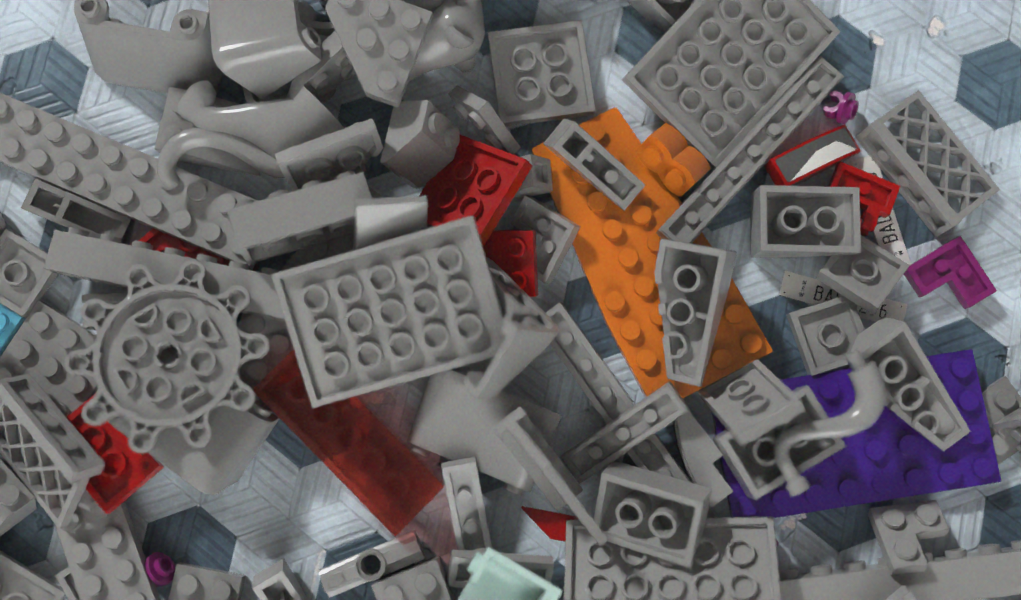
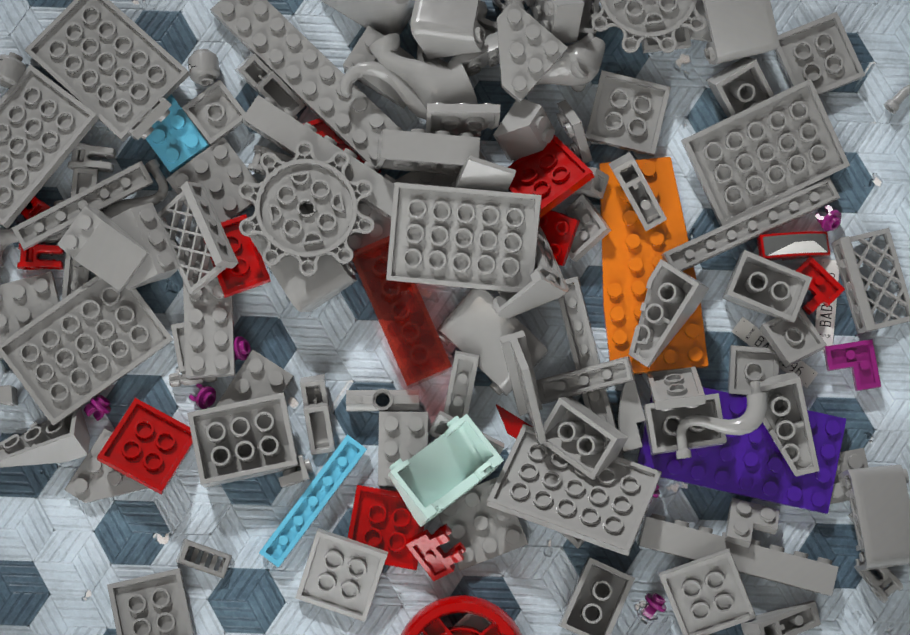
camera: 20 degrees right, 0 degrees up
(672, 158) = (694, 209): orange brick -> none

